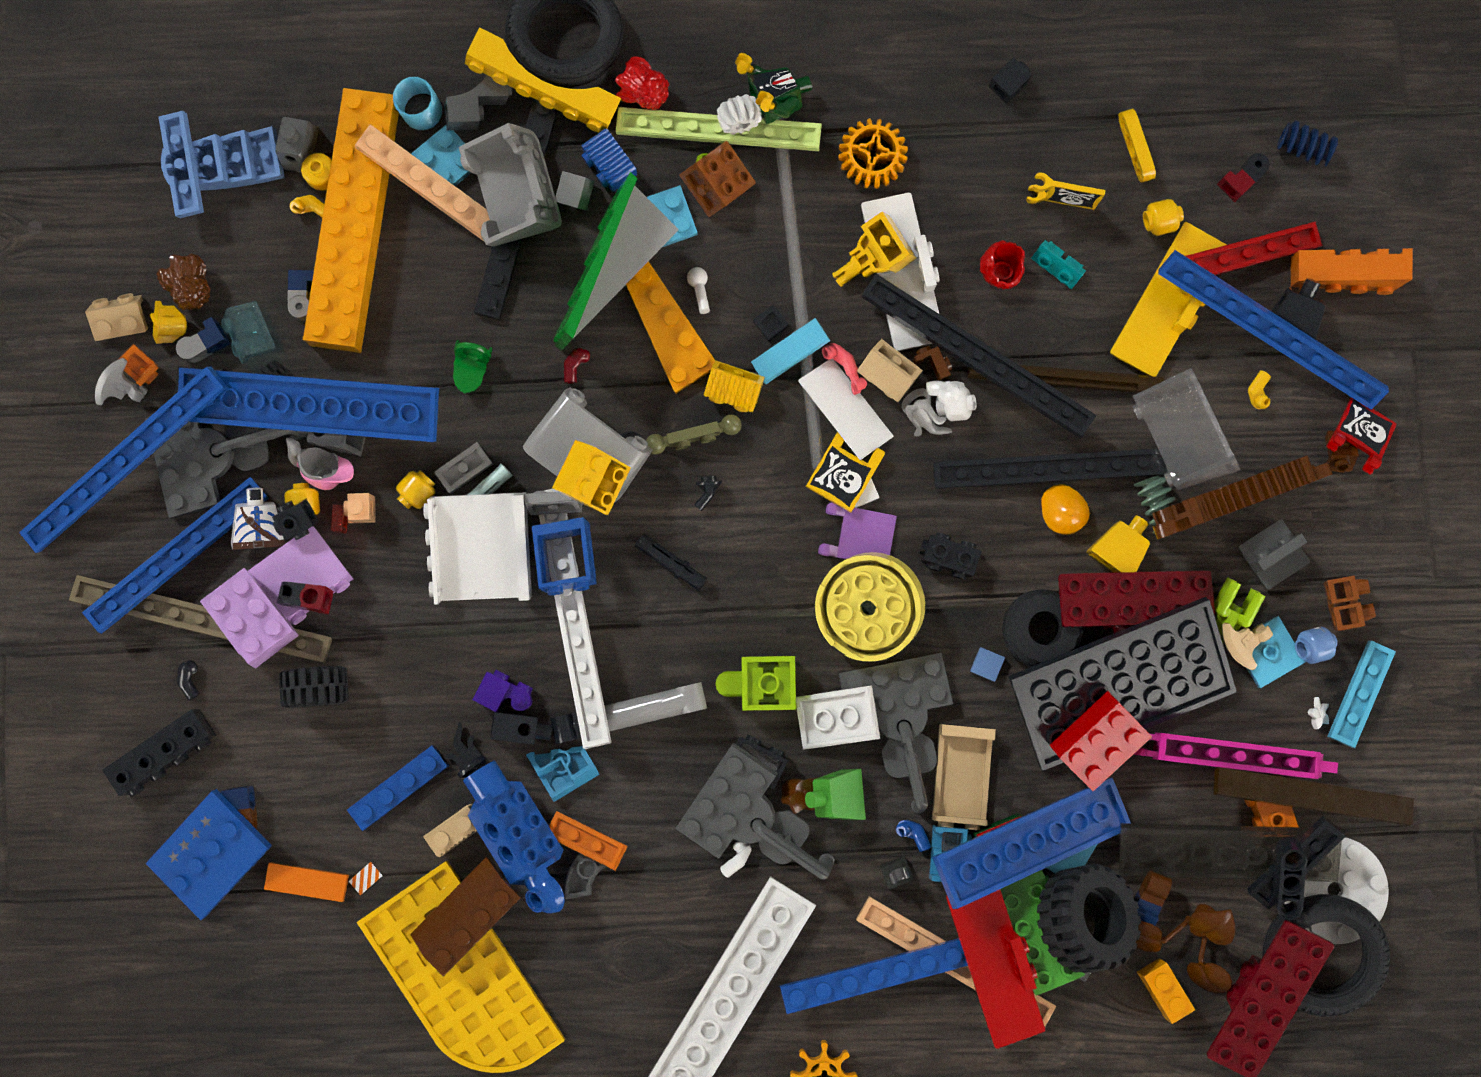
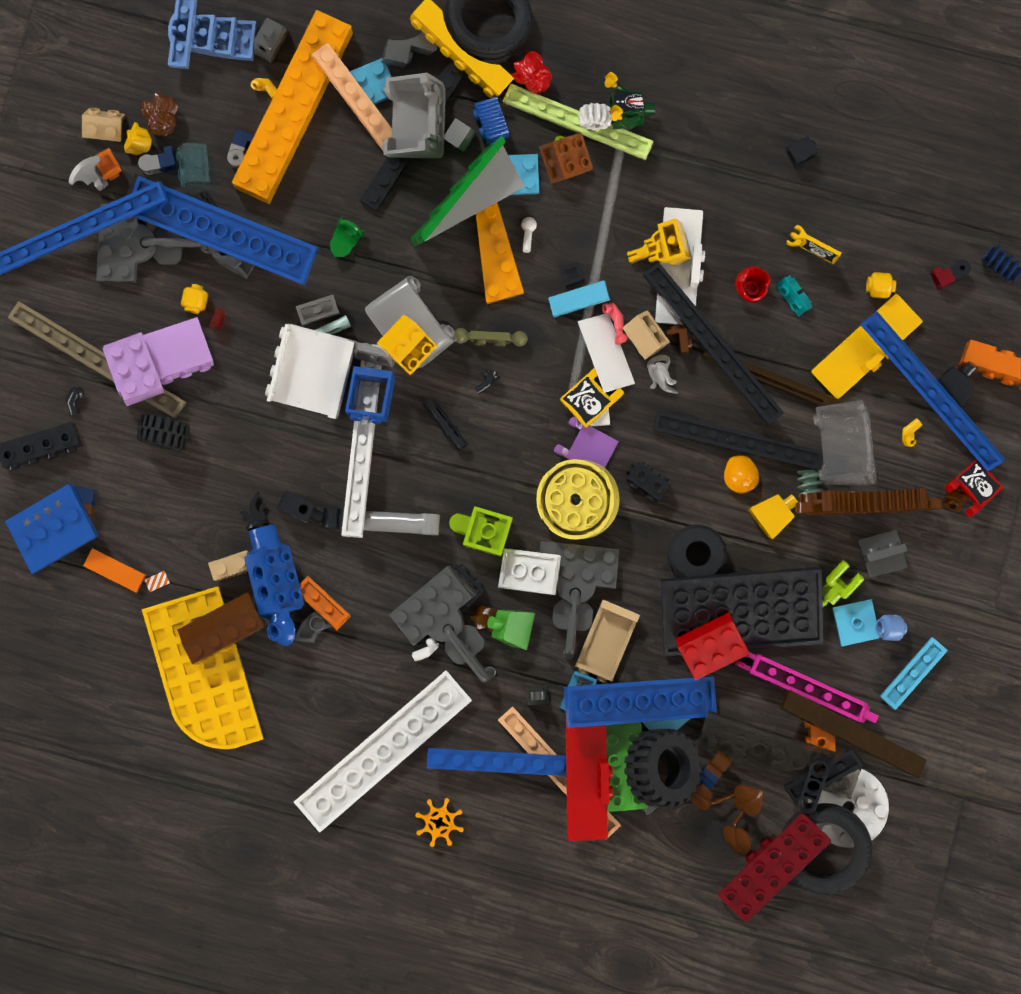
camera: 15 degrees right, 0 degrees up
(167, 560) = (93, 308): blue plate -> none
(254, 523) = (157, 303): torso -> none
(294, 519) = (186, 309): black brick -> none
(305, 597) = (177, 366): leg -> none
(316, 170) = (278, 63): yellow head -> none
(319, 466) = (215, 277): light grey hair -> none
(360, 508) = (234, 316): light nougat brick -> none
(397, 788) = (200, 524): blue plate -> none
(413, 86) = (361, 24): medium azure piece -> none
(415, 489) = (278, 315): yellow head -> none
(496, 689) = (291, 476): dark purple brick -> none
(563, 770) = (322, 548): dark azure slope -> none
(571, 363) = (420, 257): dark red arm -> none
(733, 386) = (530, 312): yellow brick -> none
(883, 154) = (691, 177): light orange gear -> none
(914, 831) = (559, 670): blue arm -> none
(952, 399) = (685, 370): white head -> none
(987, 664) = (650, 568): medium blue tile -> none
(1128, 597) = (765, 550): dark red bracket -> none
(1137, 145) = (878, 227): yellow beam -> none
(1165, 990) = (703, 839): light orange brick -> none
(1243, 642) = (838, 609): tan piece -> none
(1258, 249) = (941, 330): red tile -> none
(1318, 714) = (877, 678): white plant -> none
(1343, 602) = (920, 603): dark orange hips -> none

